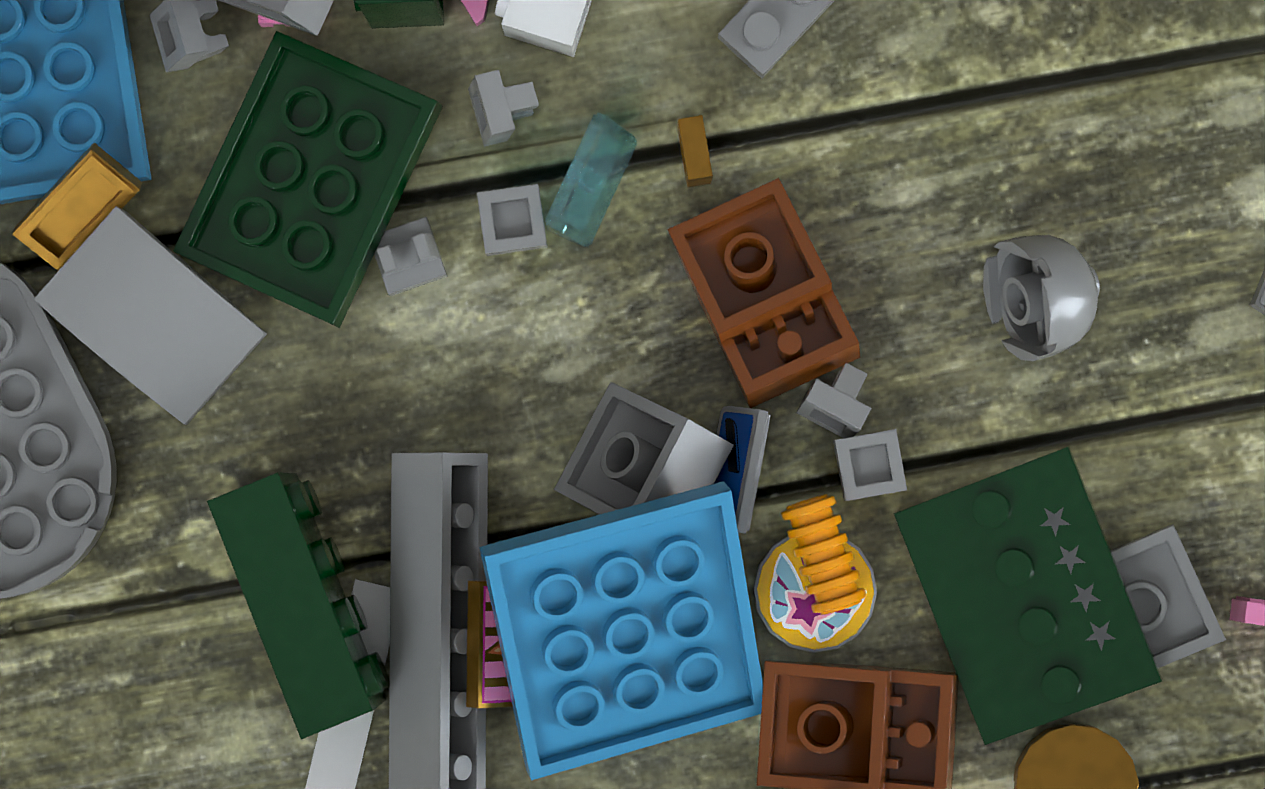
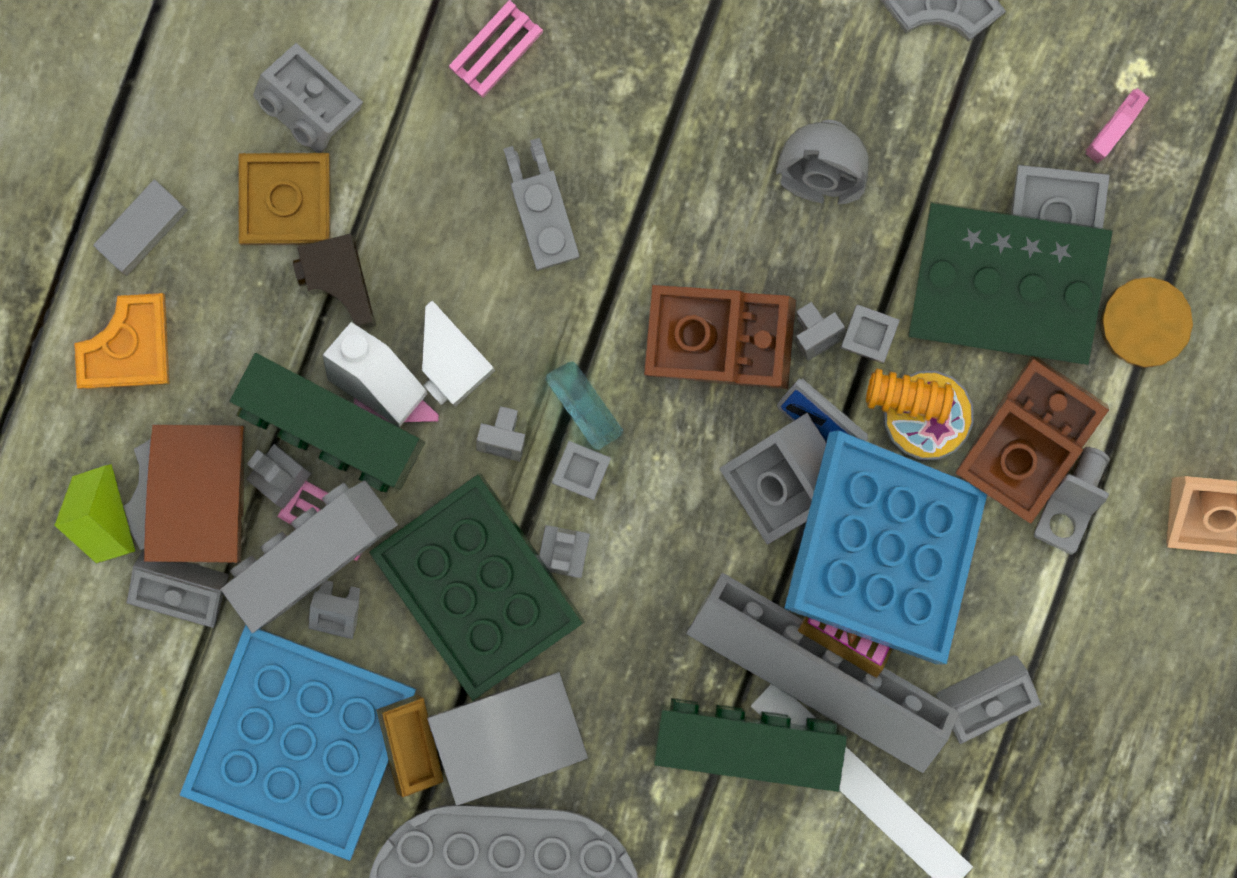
camera: 70 degrees left, 0 degrees up
(694, 151) = (604, 328): pearl gold tile -> none

